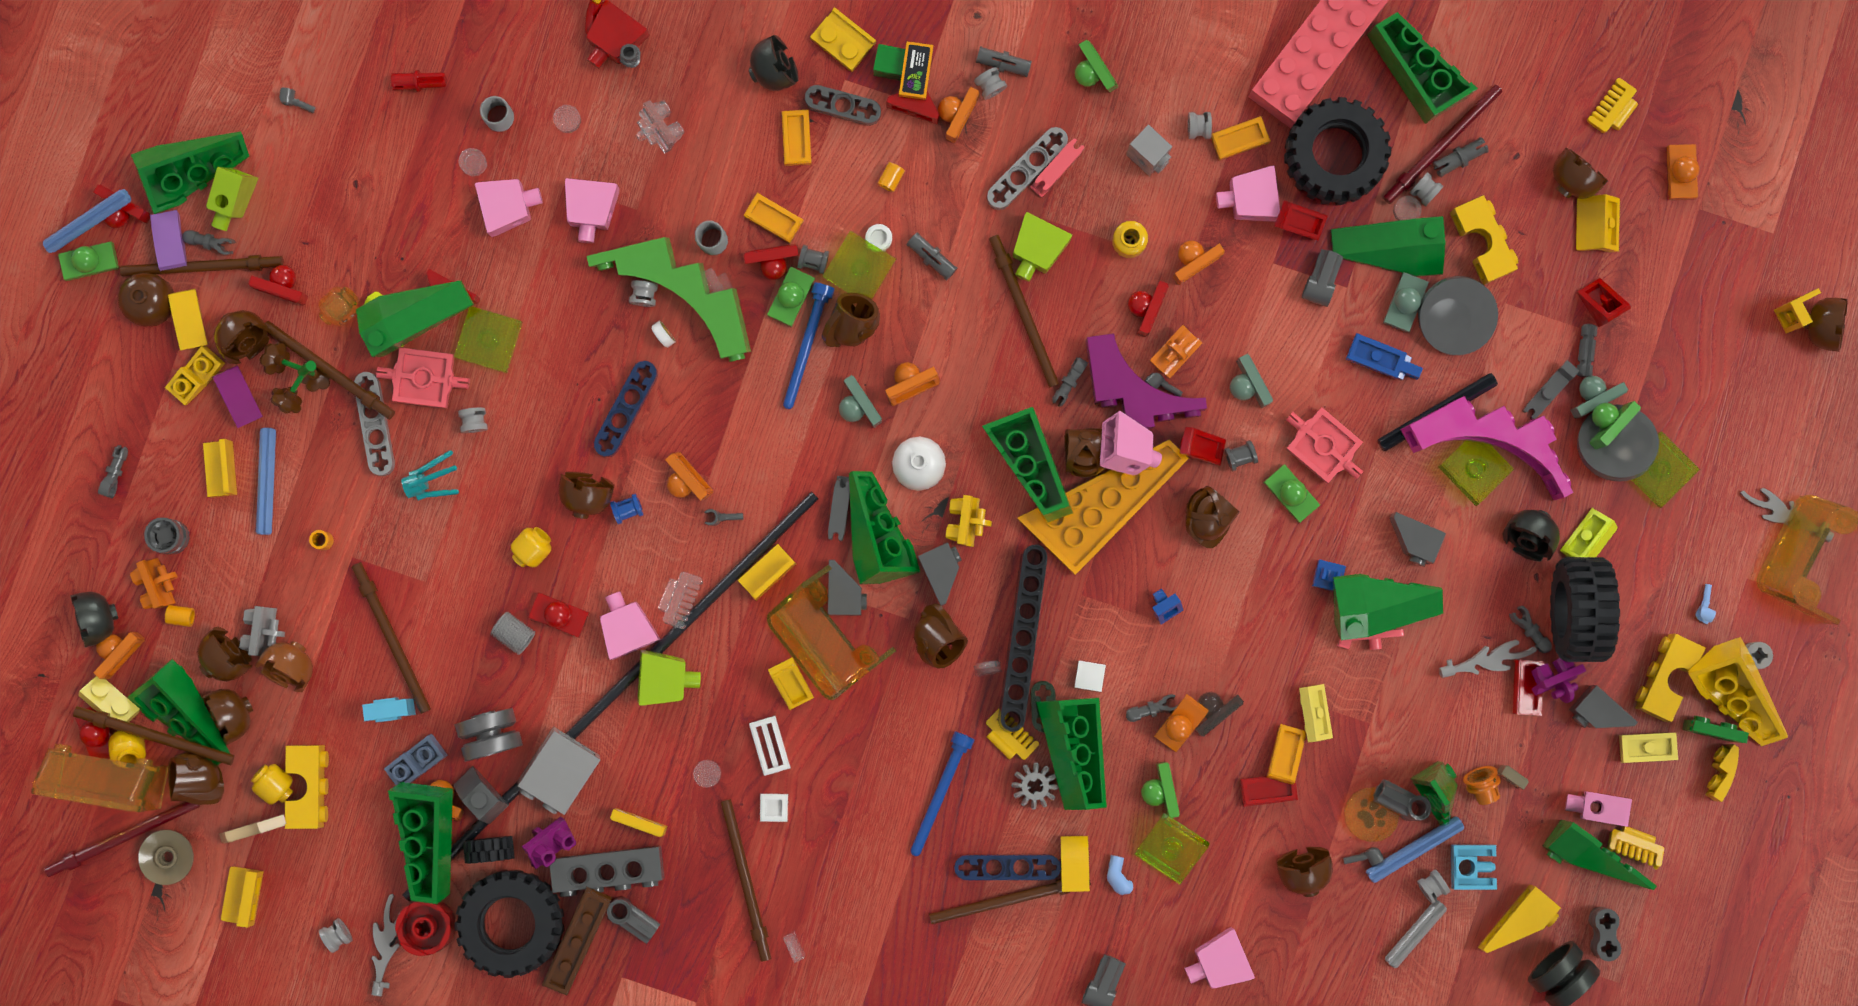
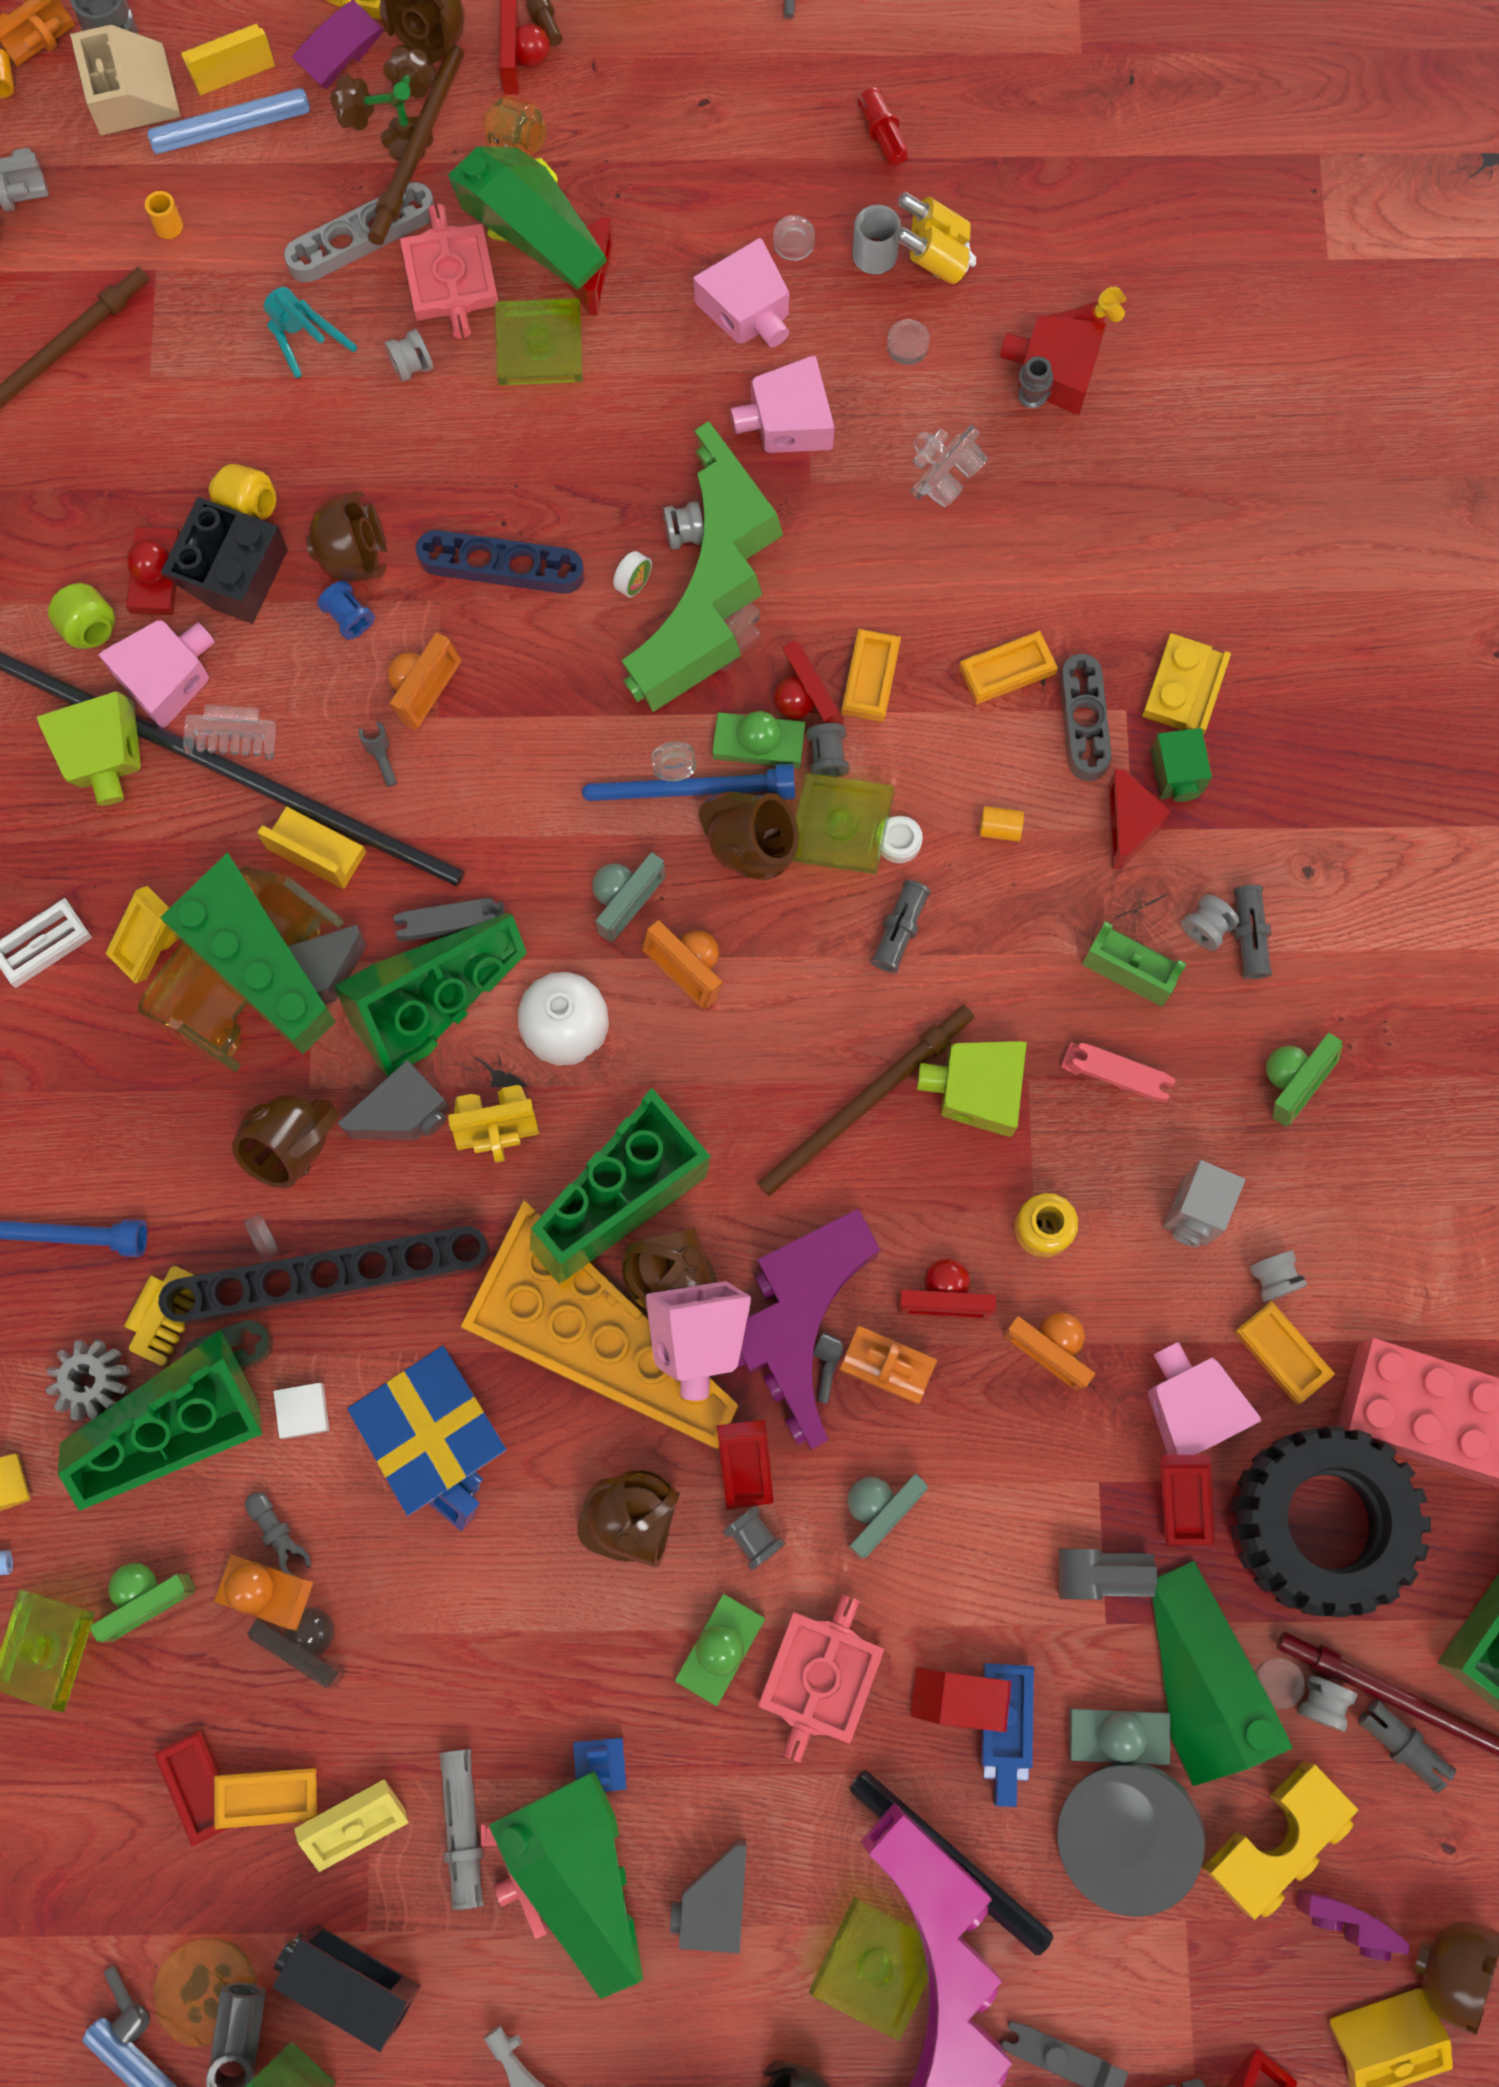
camera: 70 degrees right, 10 degrees down
(218, 535) = (124, 78): none -> tan slope
(509, 74) = (937, 238): none -> yellow piece
(512, 633) = (103, 511): light grey piece -> none
(571, 569) = (226, 559): none -> black slope
(576, 664) = (81, 616): none -> lime head
(705, 226) = (804, 573): light grey piece -> none
(772, 66) = (1105, 590): pearl dark grey cylinder -> none
(788, 349) = (673, 761): none -> clear tile
(826, 624) = (241, 945): none -> green wedge
(916, 70) = (1182, 794): tile -> none
(955, 111) = (1143, 889): orange tile -> none
(998, 134) = (1133, 965): none -> bright green hinge
(1023, 164) = (1100, 1020): light grey beam -> none
(1070, 381) = (779, 1211): dark grey piece -> none
(1125, 610) = (426, 1430): none -> blue sticker
(1306, 872) = (64, 1903): reddish brown cylinder -> none
(1331, 656) = (462, 1838): none -> light grey pin
(1360, 377) = (961, 1699): none -> red slope
(1394, 737) = (345, 1986): none -> black window
(1540, 216) = (1361, 1929): none -> magenta slope

